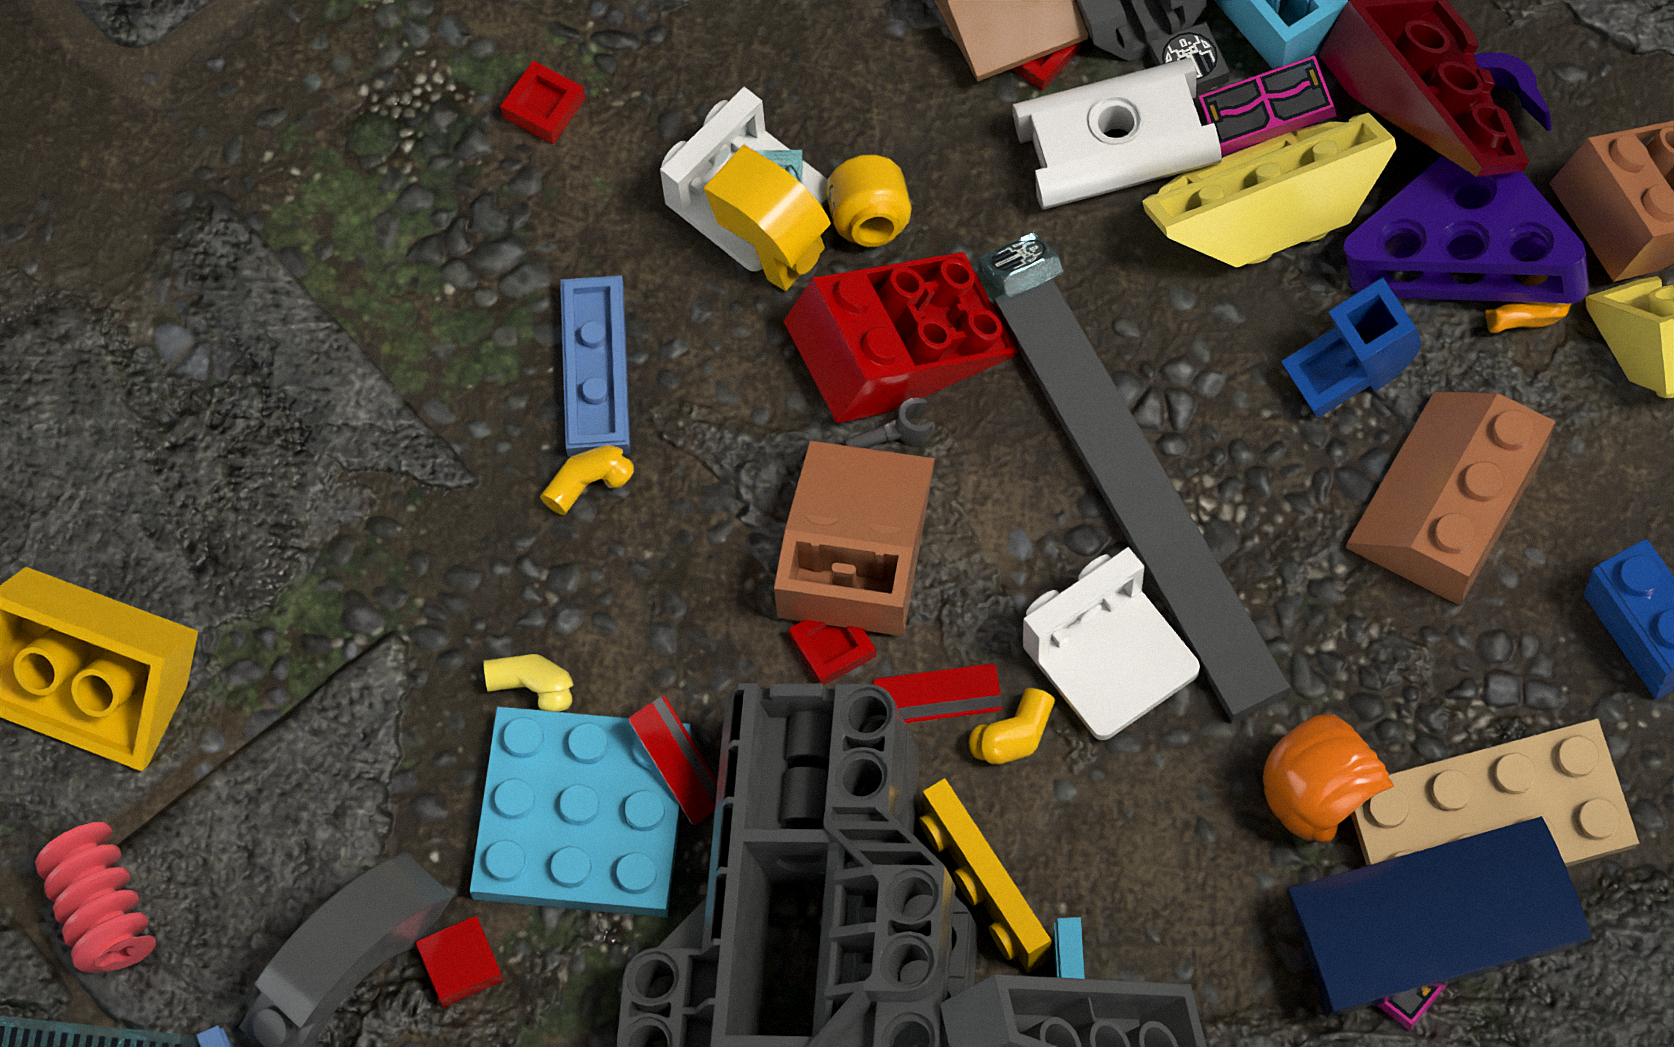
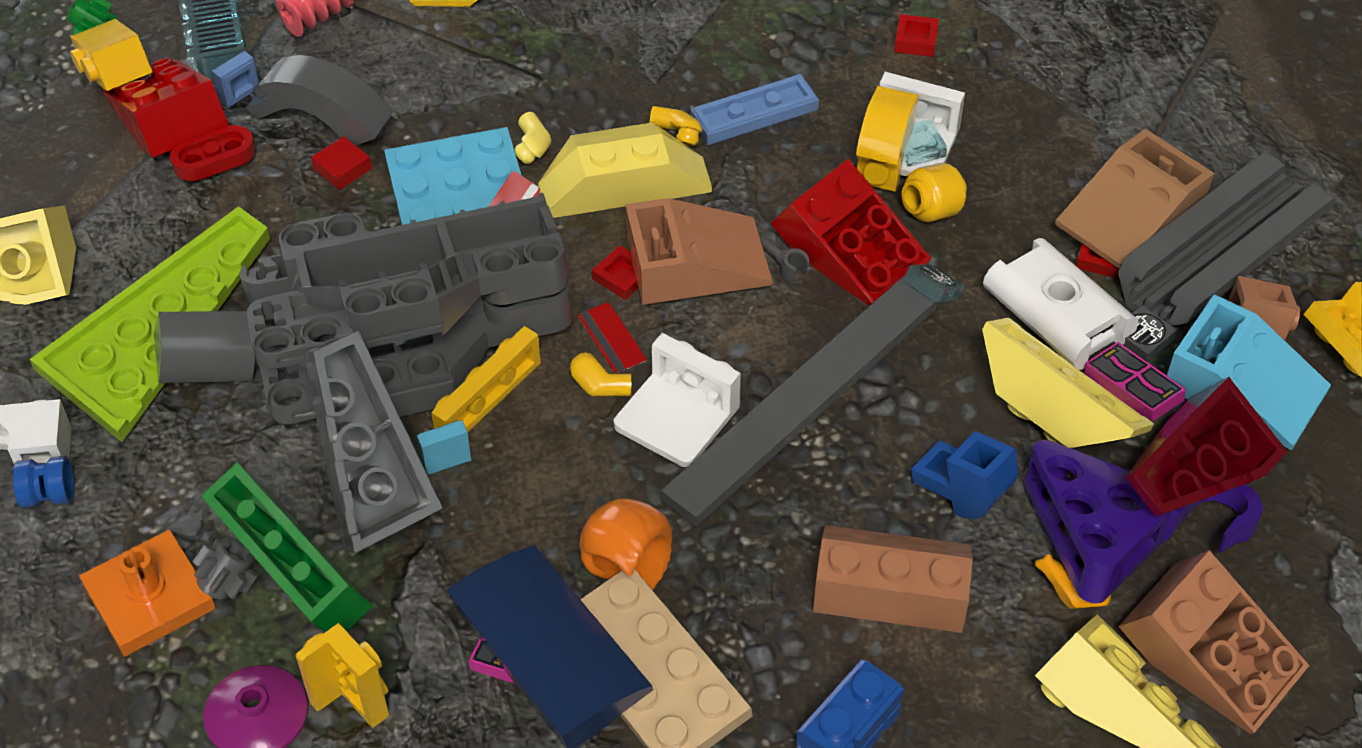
camera: 65 degrees right, 15 degrees down
(644, 582) = (621, 168): none -> light yellow wedge

